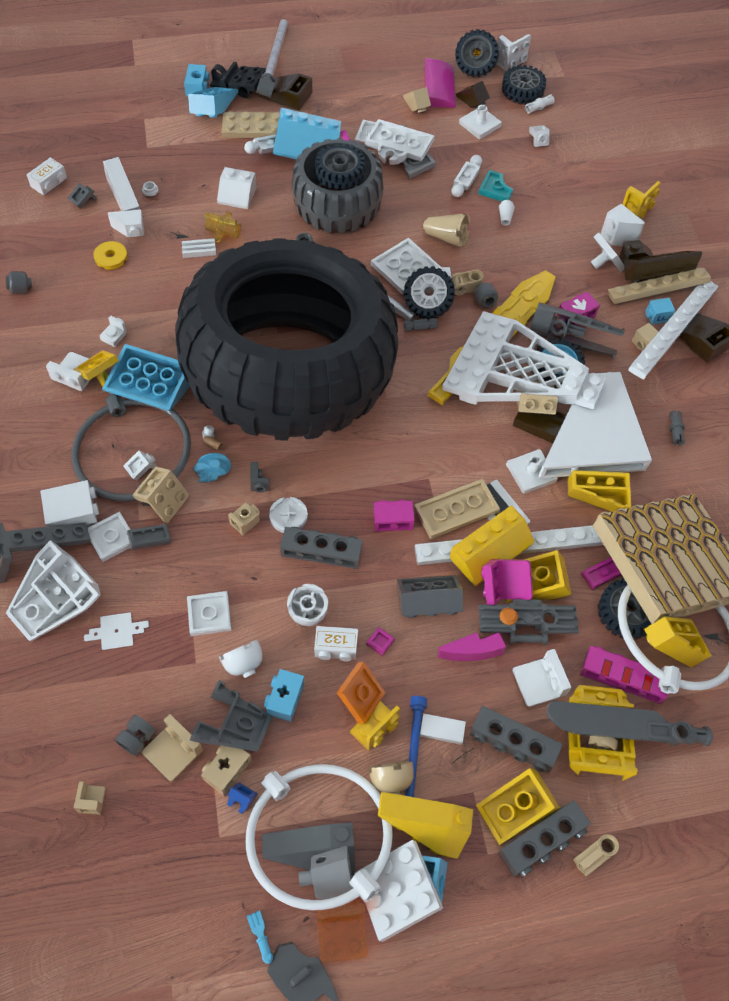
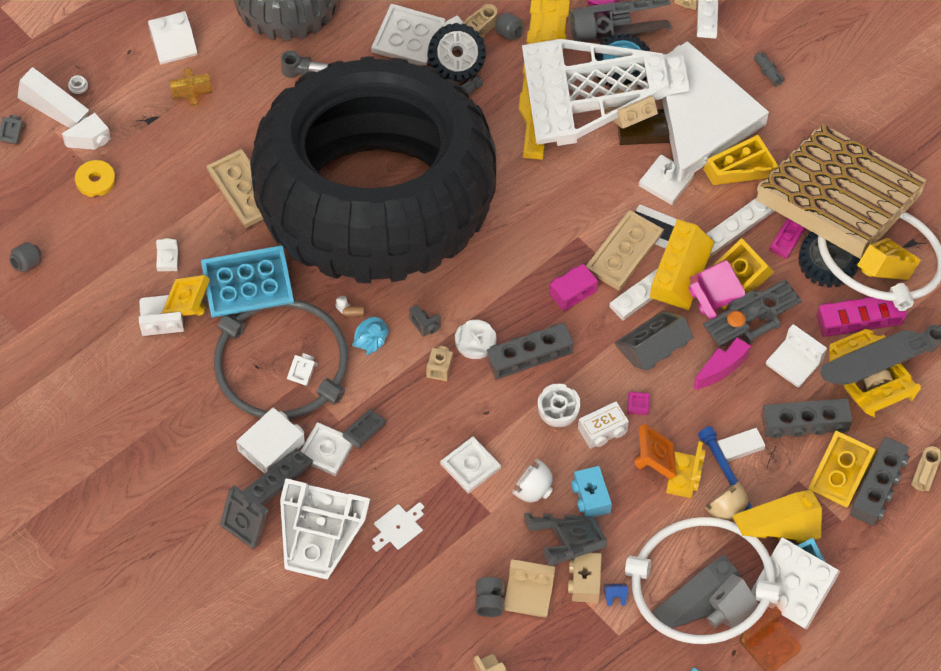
camera: 30 degrees left, 0 degrees up
(162, 492) = (347, 379): tan bracket -> none
(198, 248) = (180, 121): white tile -> none

